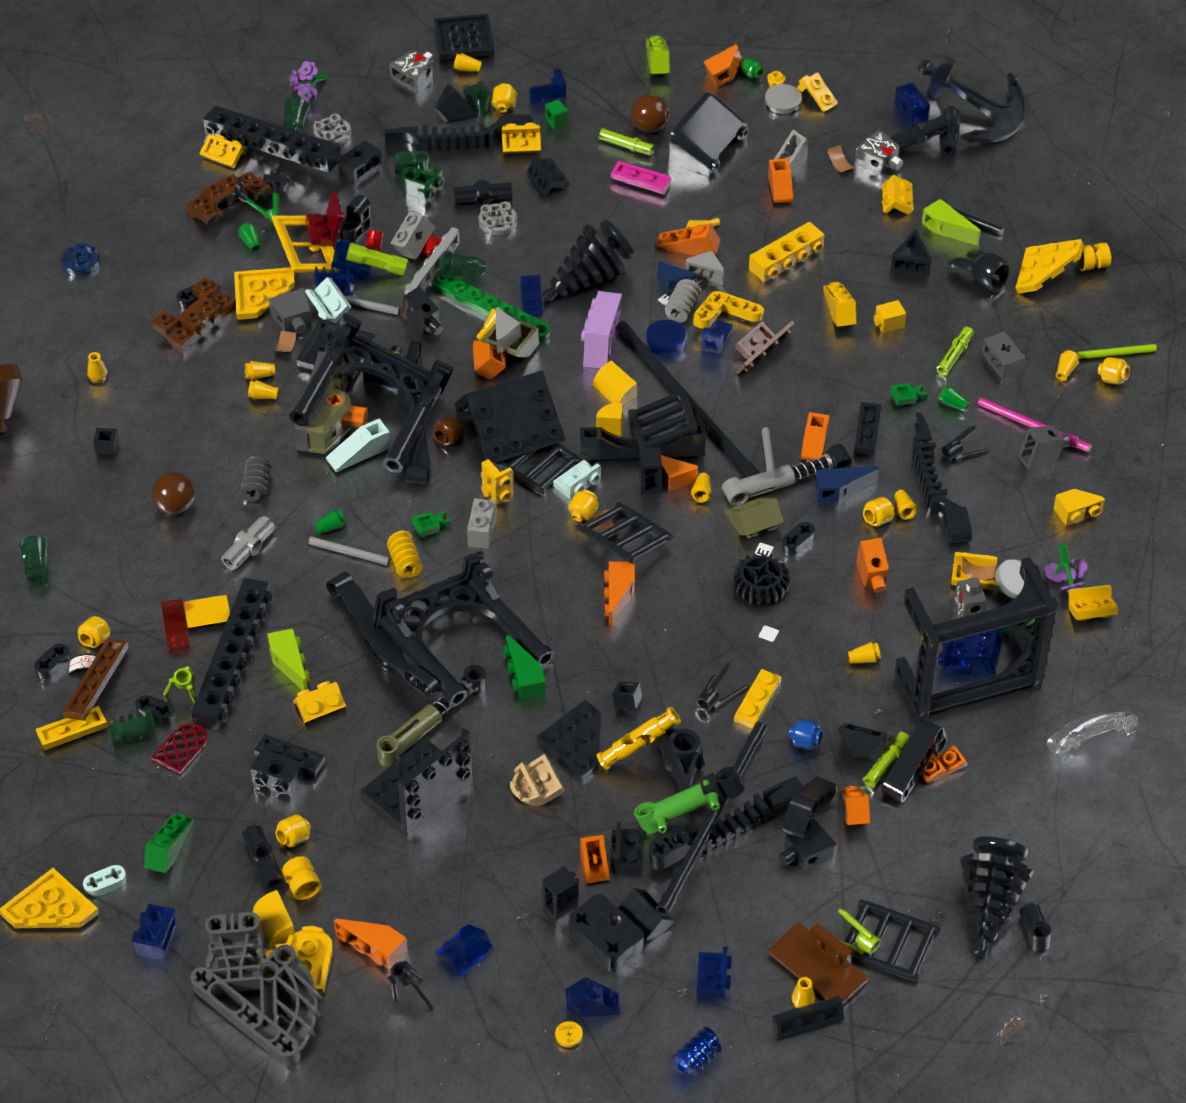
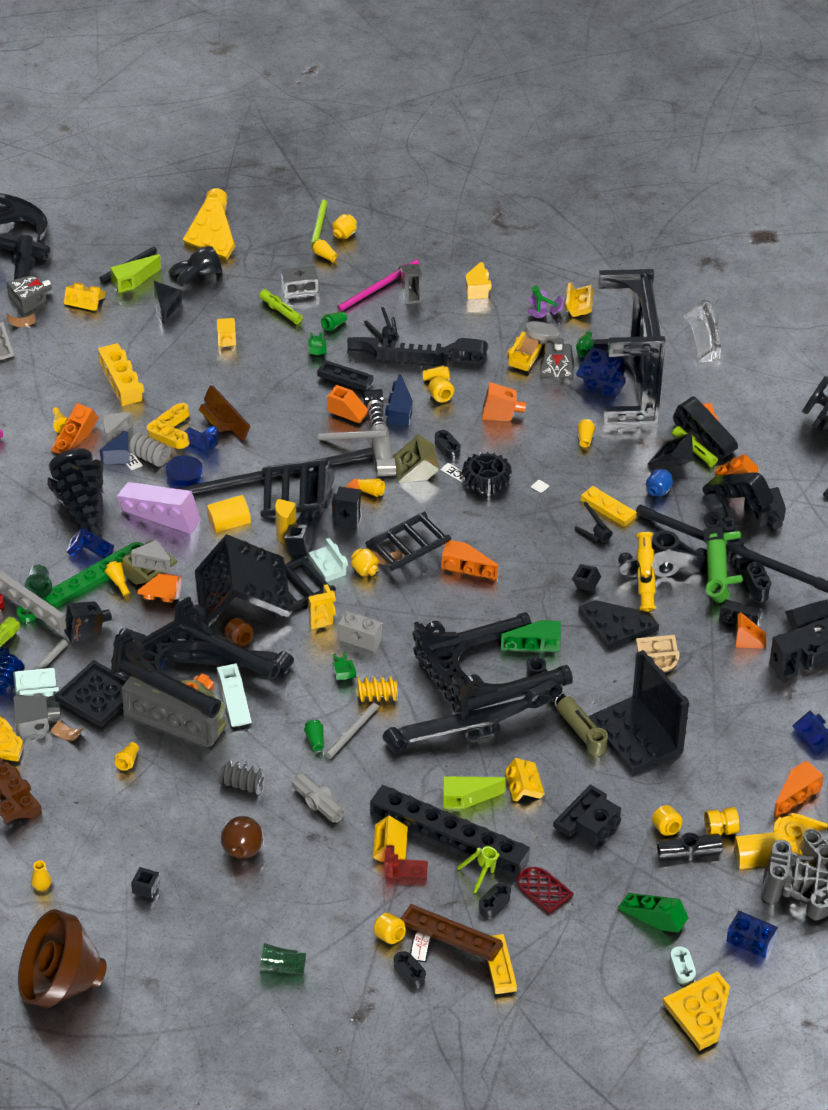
camera: 75 degrees left, 5 degrees down
(132, 727) = (516, 915): clear green piece -> none
(259, 370) = (98, 755): yellow cone -> none
(780, 180) = (33, 356): orange slope -> none
(840, 304) = (197, 357): yellow slope -> none

